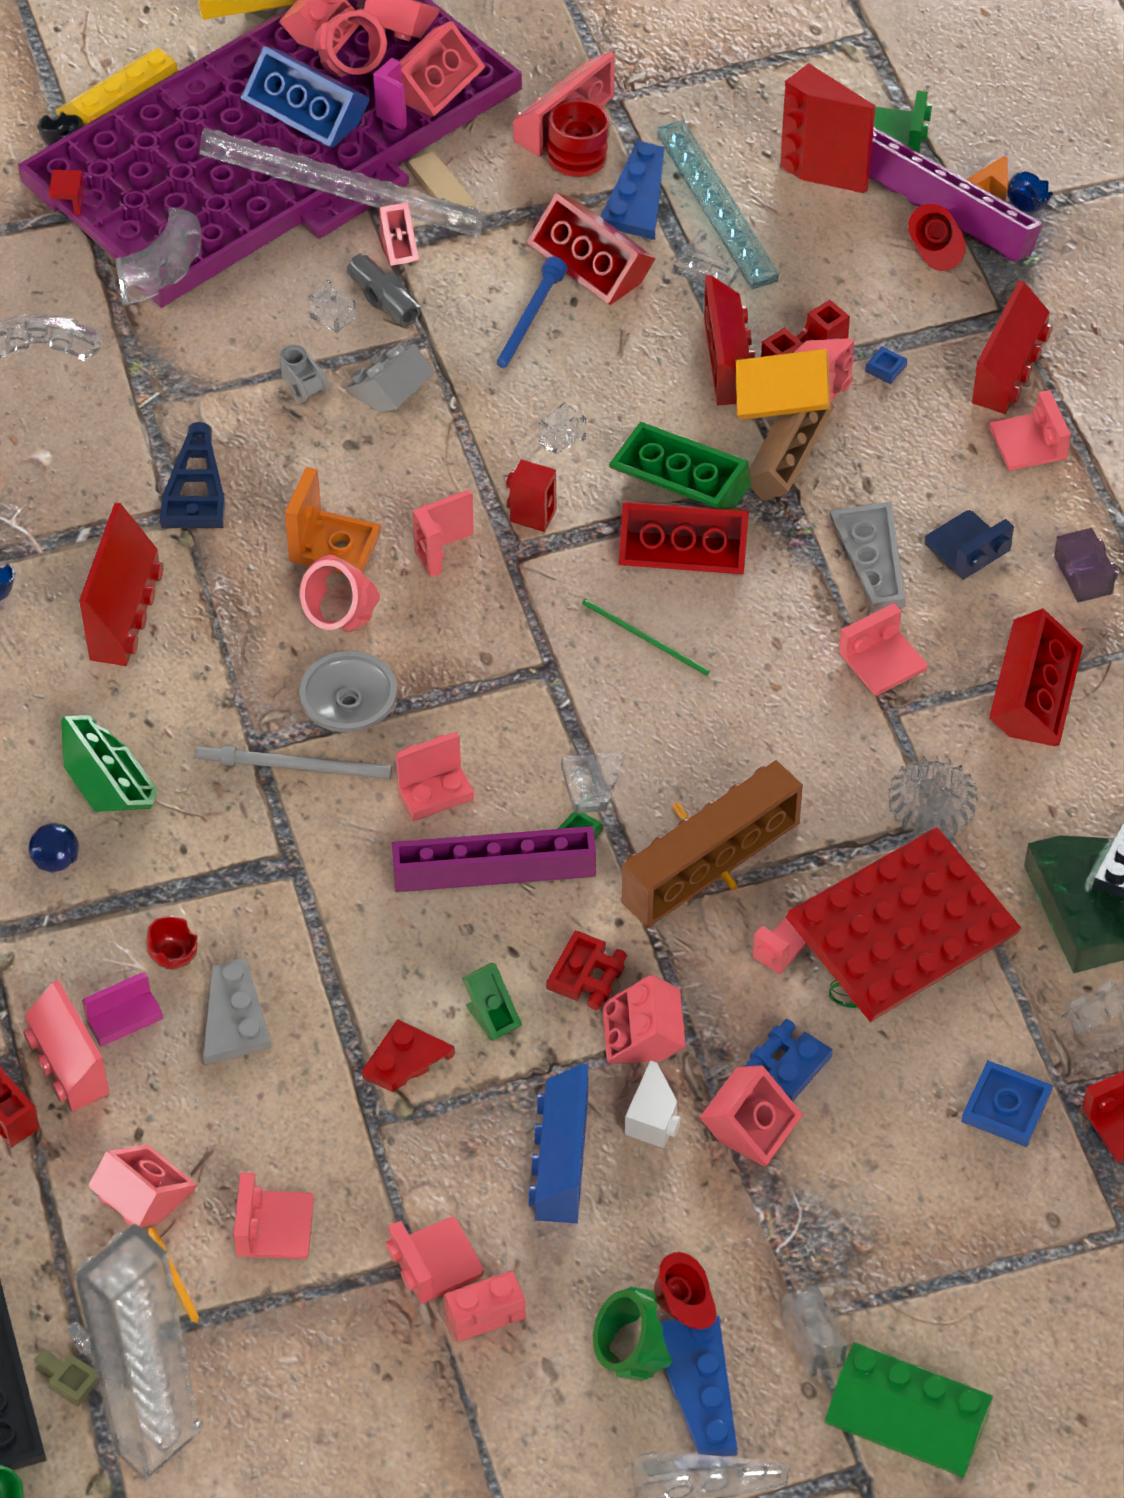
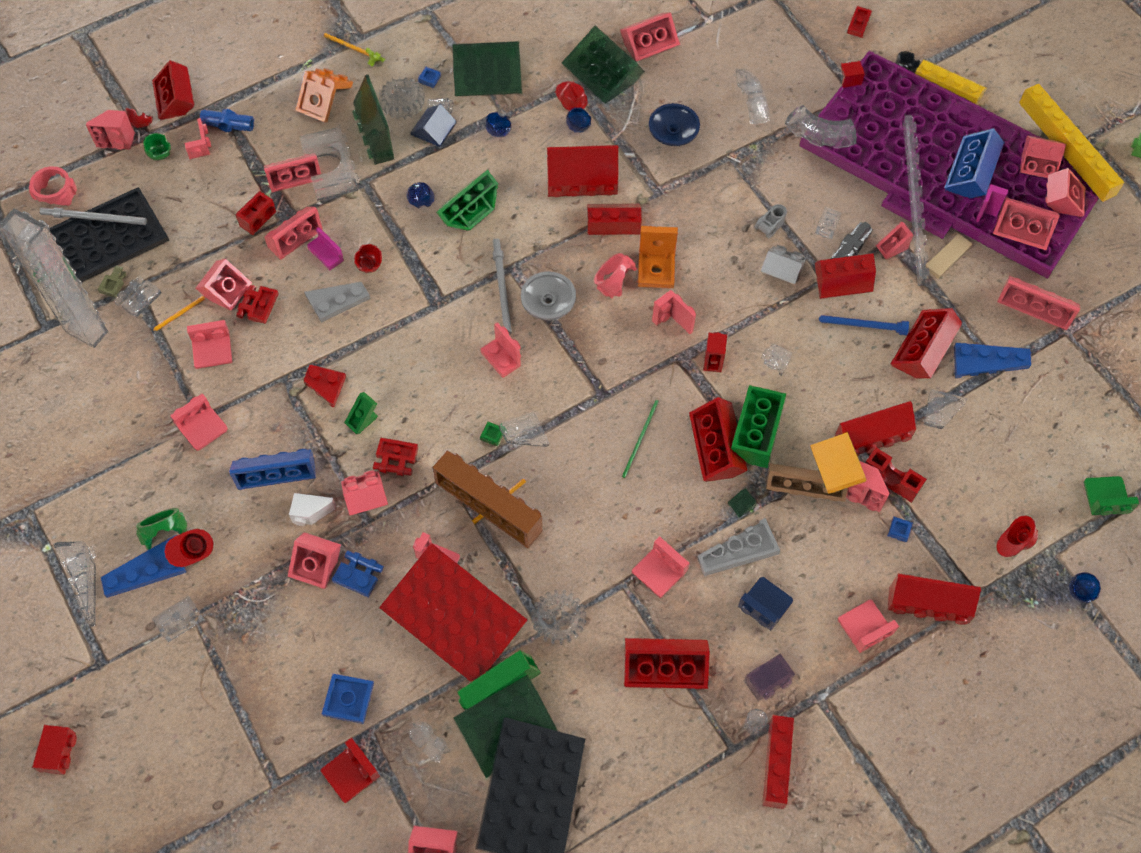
camera: 75 degrees right, 10 degrees up
(61, 449) = (674, 124): none -> dark blue dish
(194, 510) = (657, 197): dark blue plate -> none
(206, 1127) = (261, 306): none -> red plate
(213, 576) = (614, 219): none -> red slope
(377, 43) = (1008, 170): coral piece -> none
(442, 305) = (845, 275): none -> red slope
(485, 1306) = (172, 453): coral brick -> none
(494, 859) = (453, 393): magenta brick -> none
(578, 138) = (1010, 313): red wheel -> none
(718, 205) = (994, 404): clear light blue plate -> none
(796, 532) = (742, 503): none -> clear green slope
(826, 131) = (1065, 441): red slope -> none
(909, 1409) = (138, 680): green slope -> none
(973, 209) = (1058, 528): magenta brick -> none
(993, 178) = (1084, 561): orange slope -> none
(1025, 888) = (497, 678): none -> green slope

